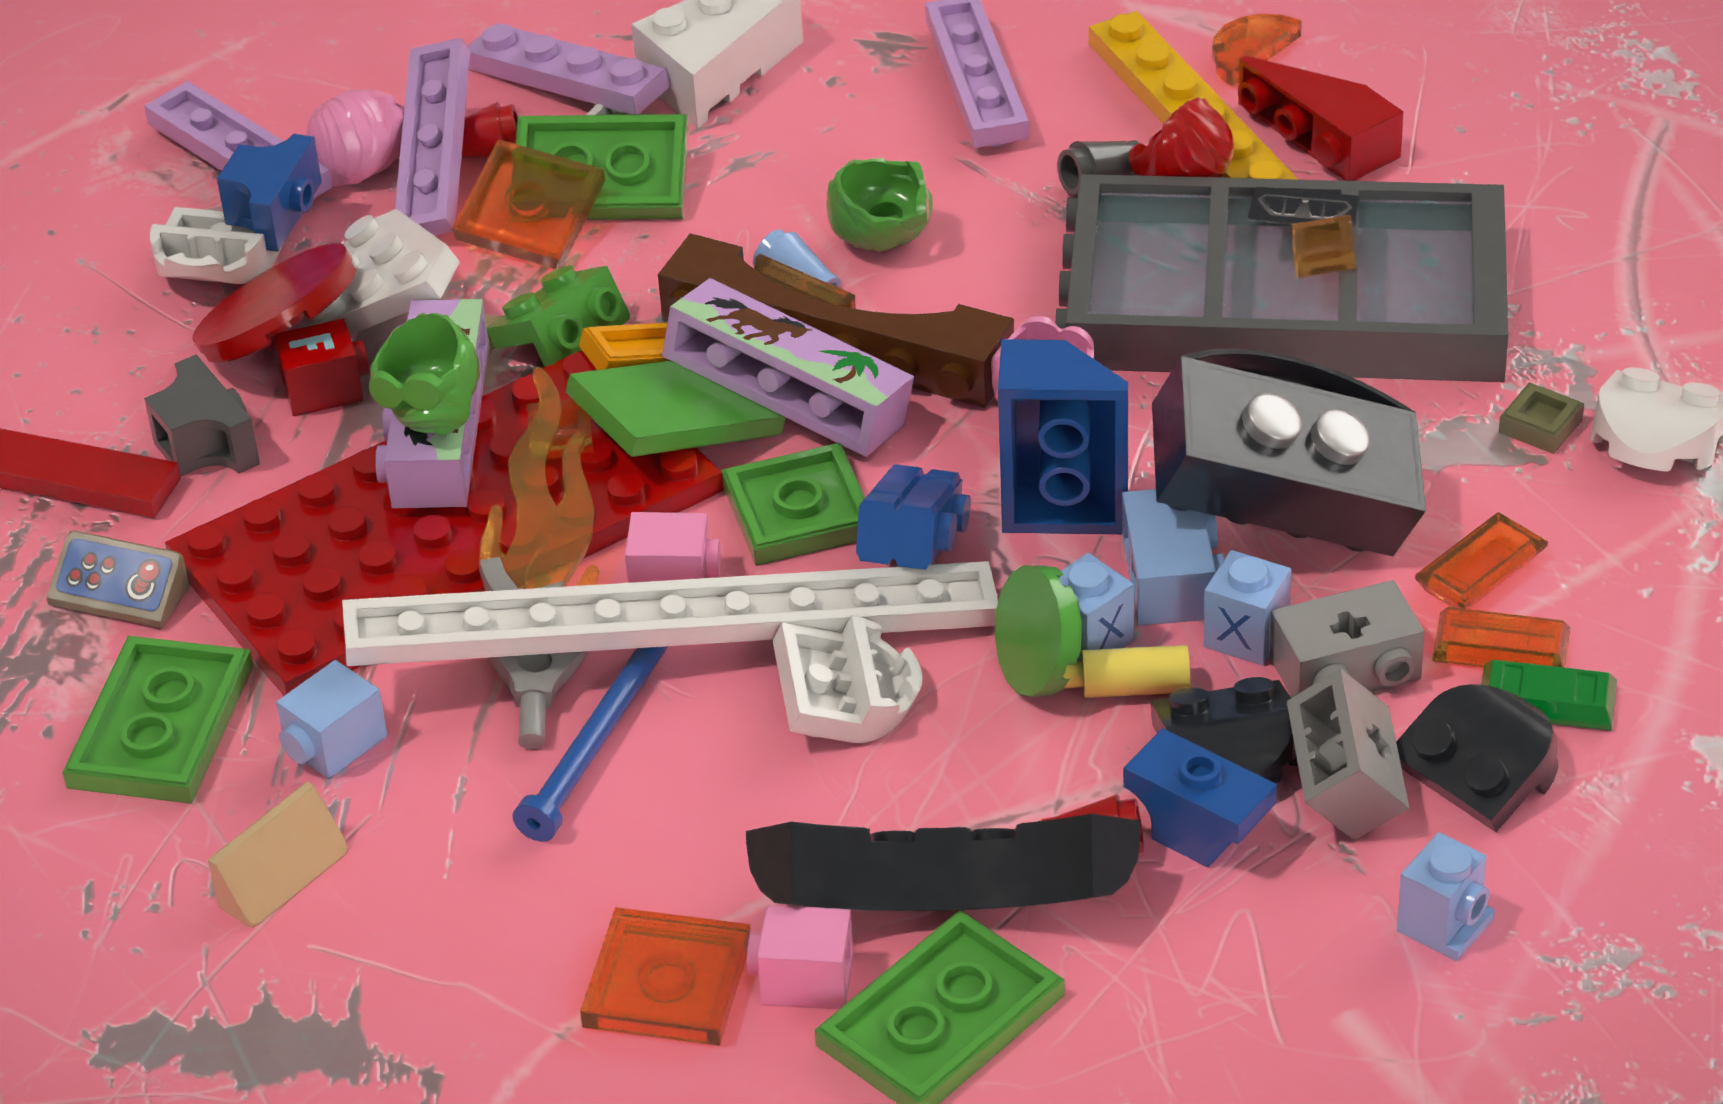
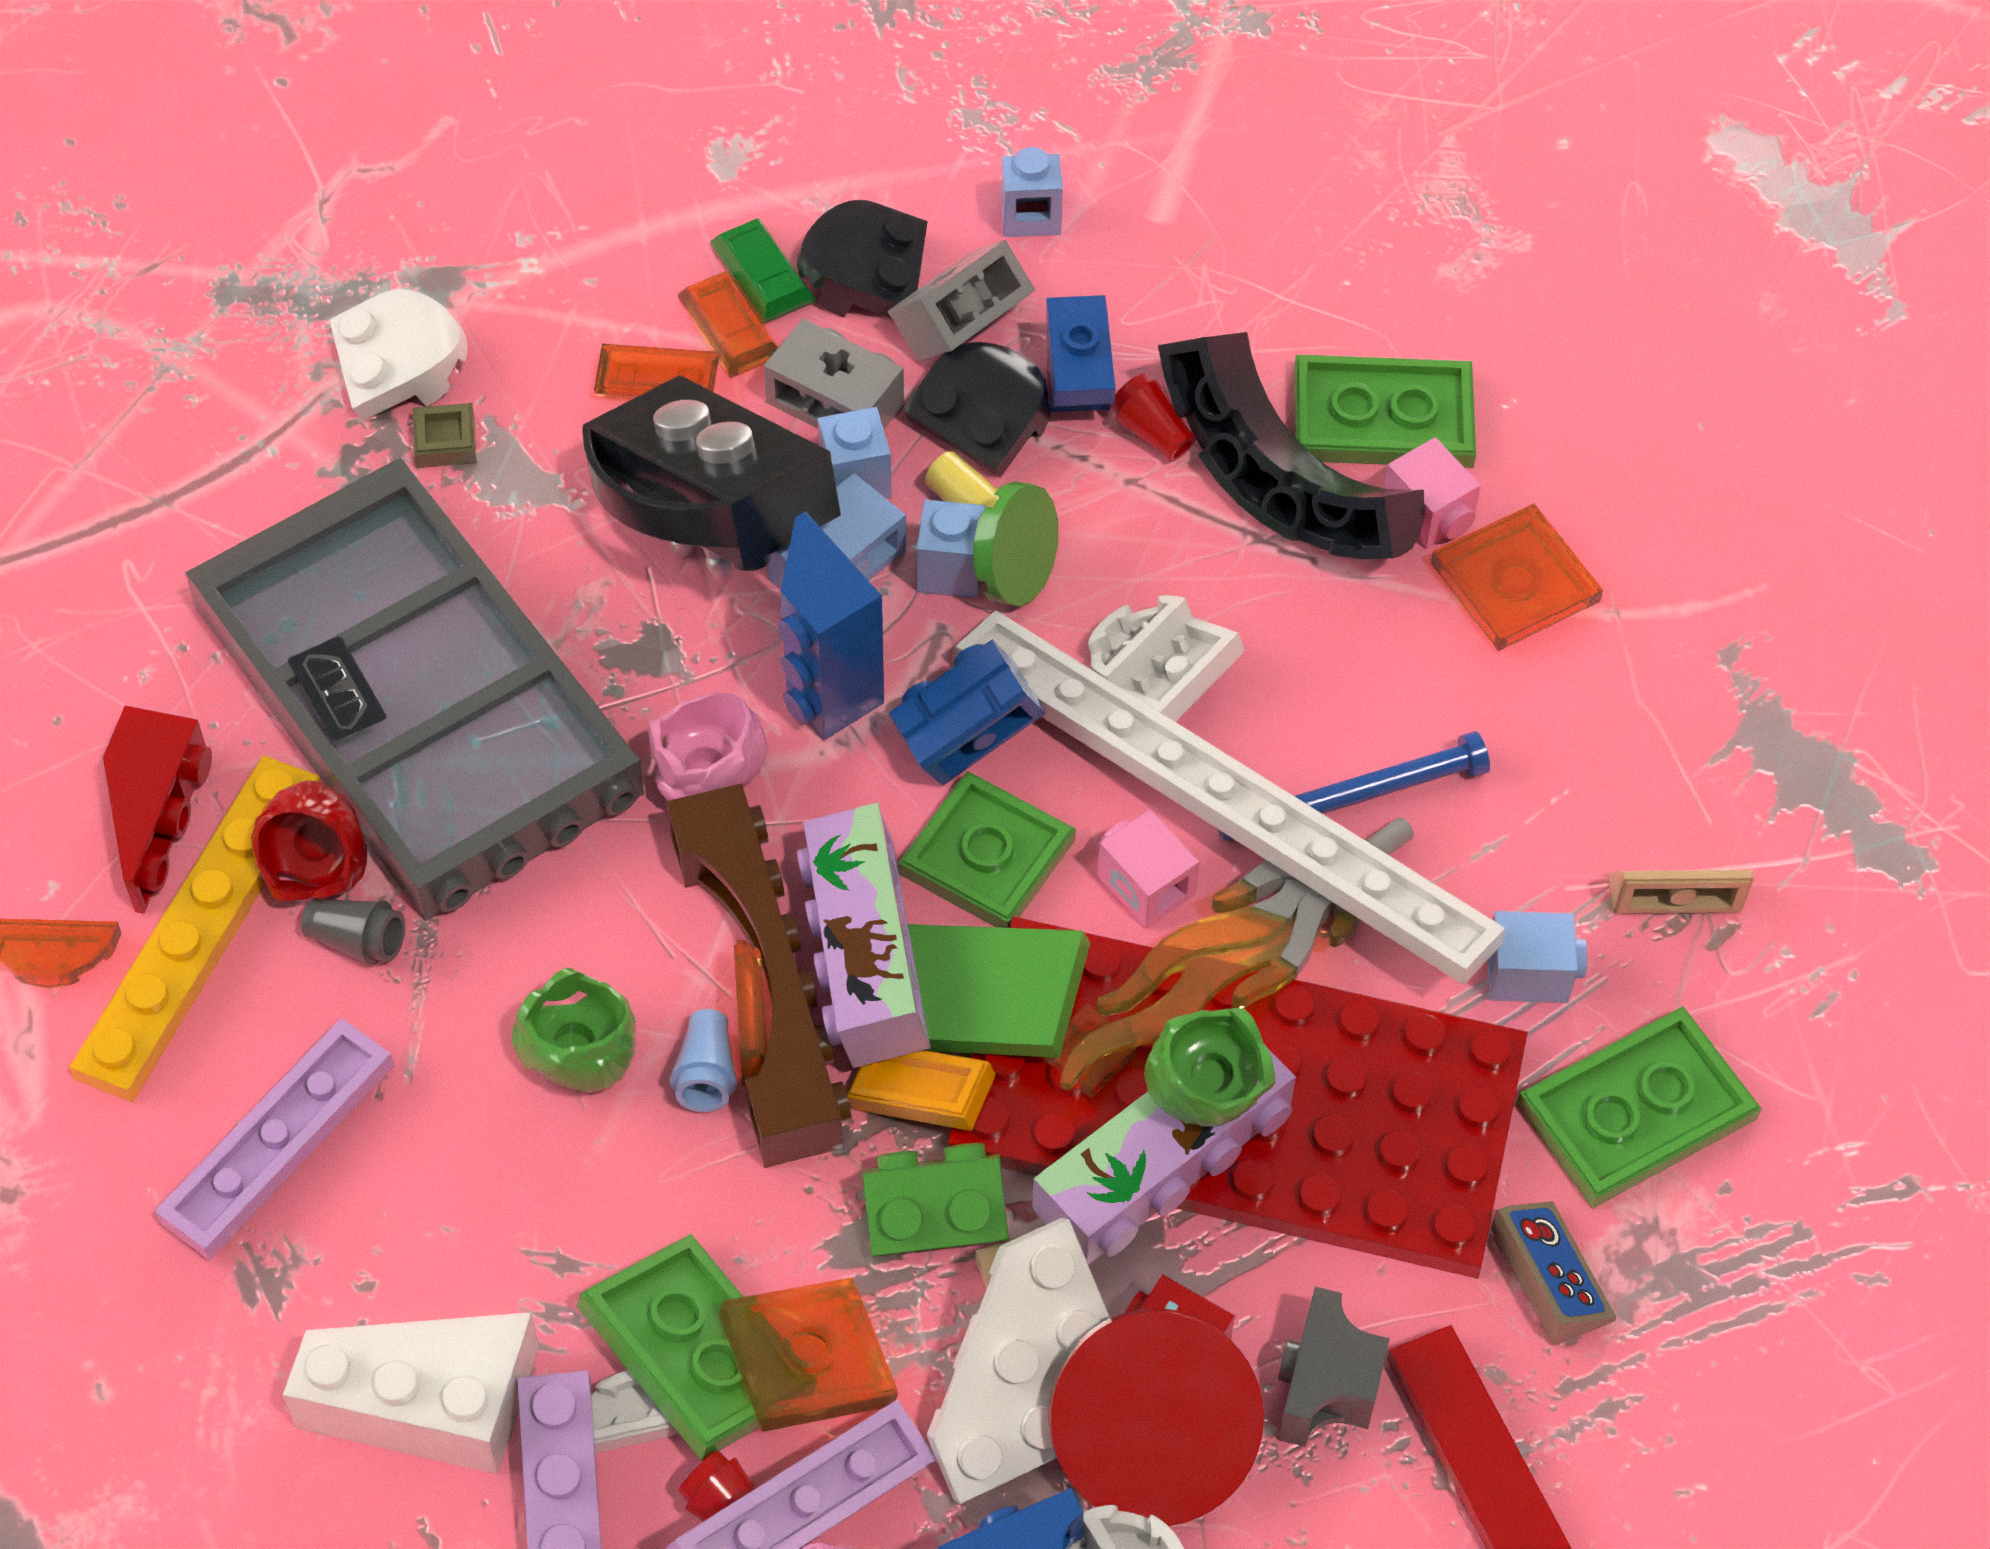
camera: 135 degrees left, 15 degrees up
(1324, 246) = (388, 634): clear orange tile -> none

